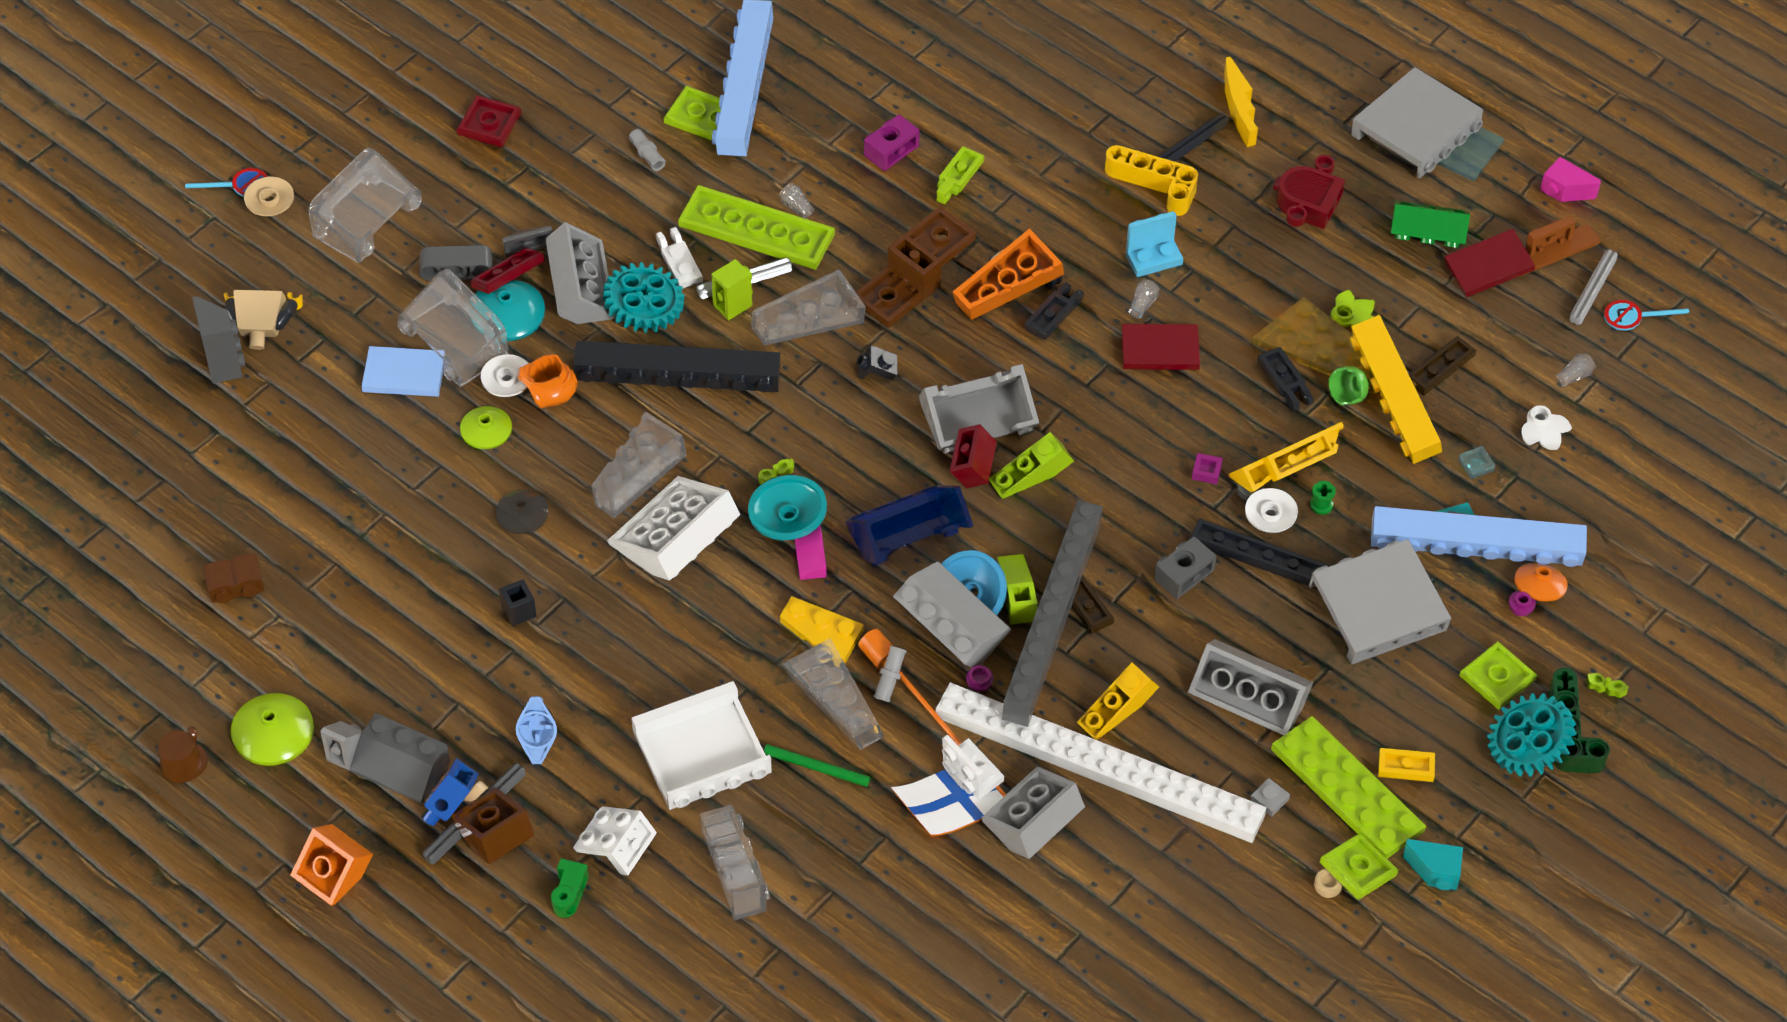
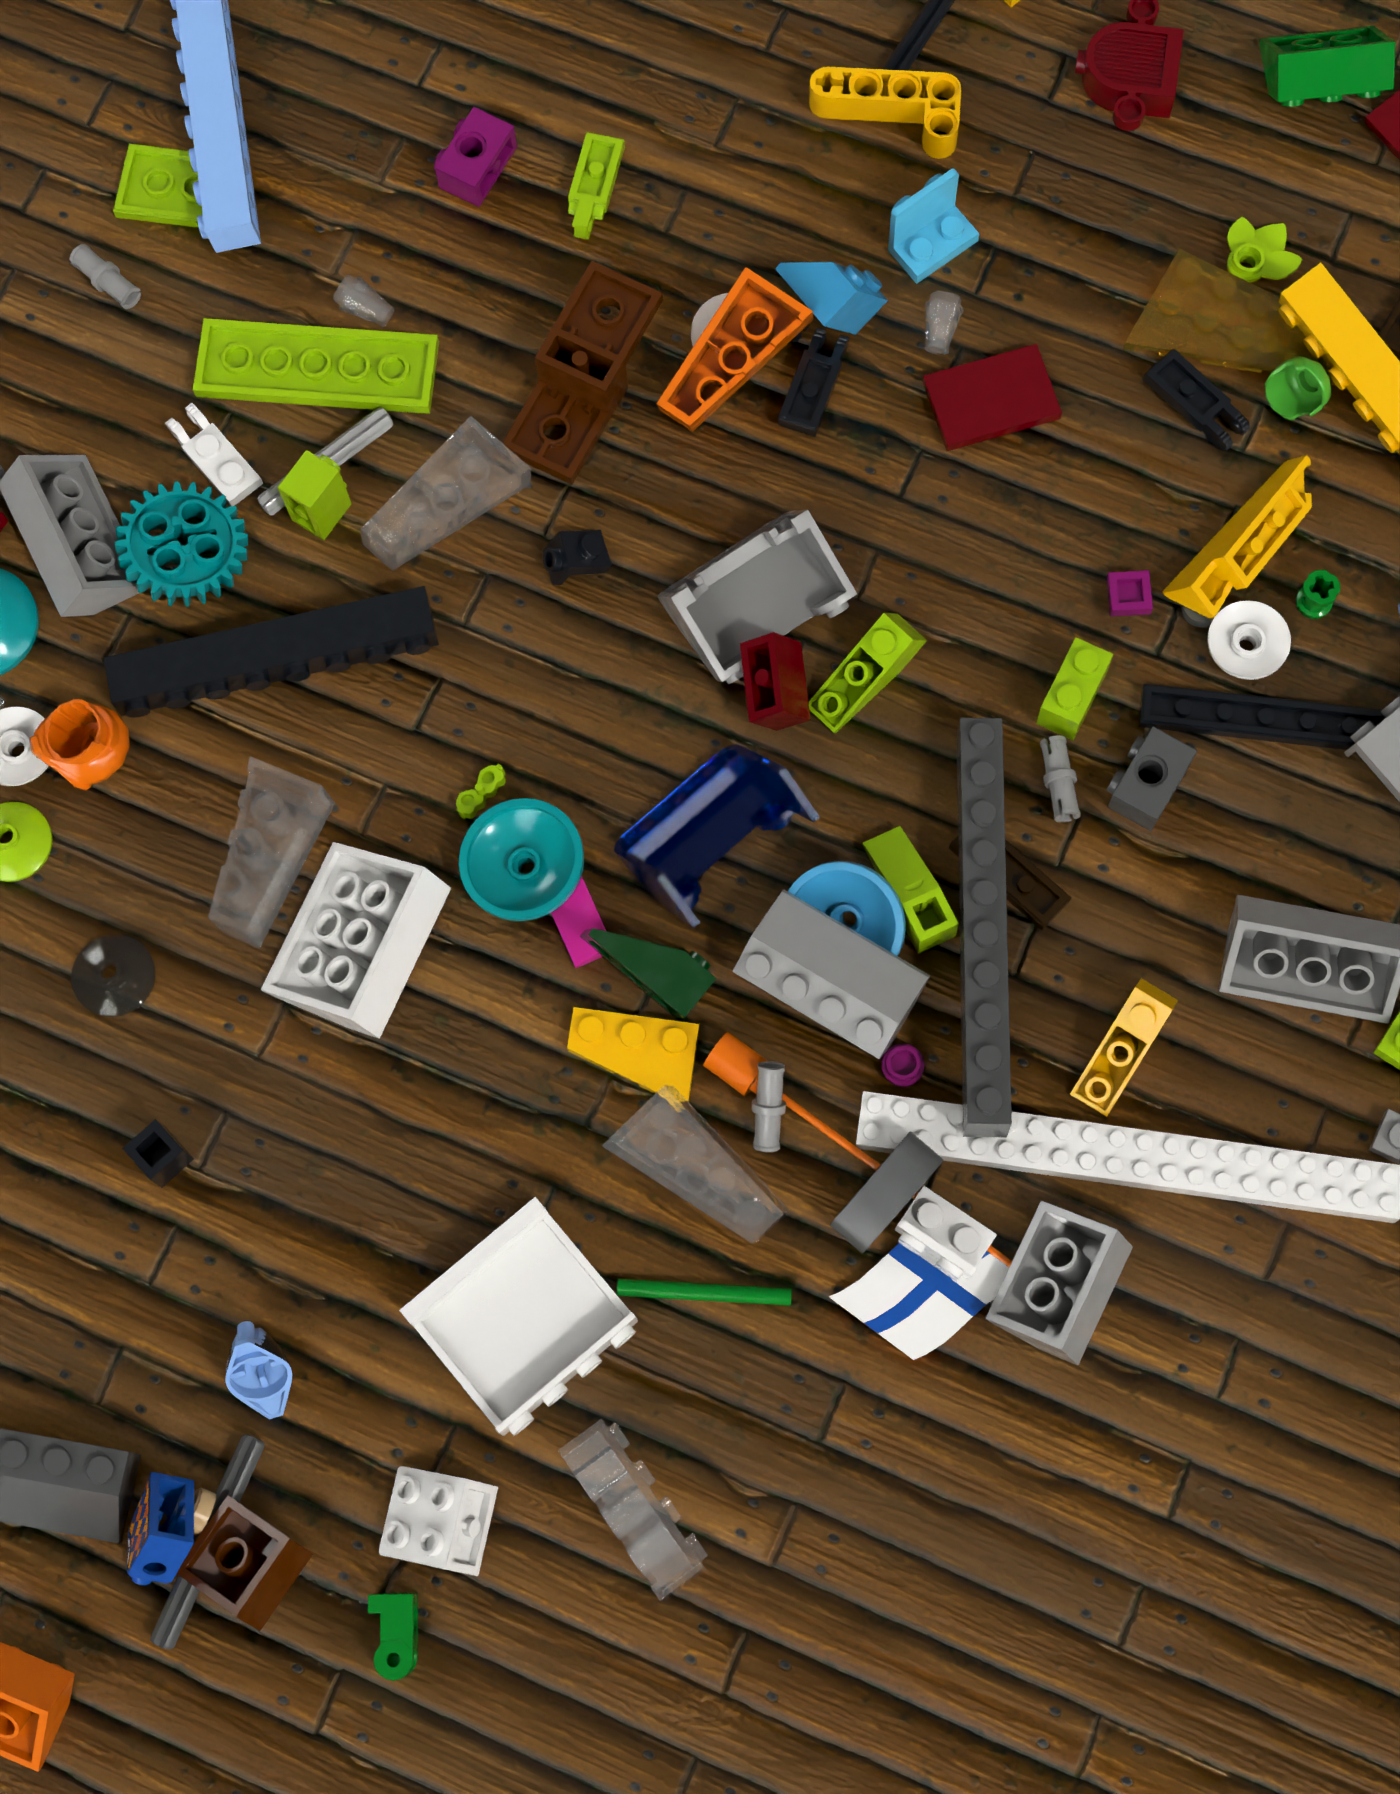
camera: 10 degrees left, 20 degrees up
(849, 585) = (662, 972): none -> dark green slope
(958, 724) = (886, 1192): none -> dark grey beam
(1082, 262) = (835, 293): none -> dark azure slope
(1129, 554) = (1060, 778): none -> light grey pin
(1154, 508) = (1074, 688): none -> lime brick

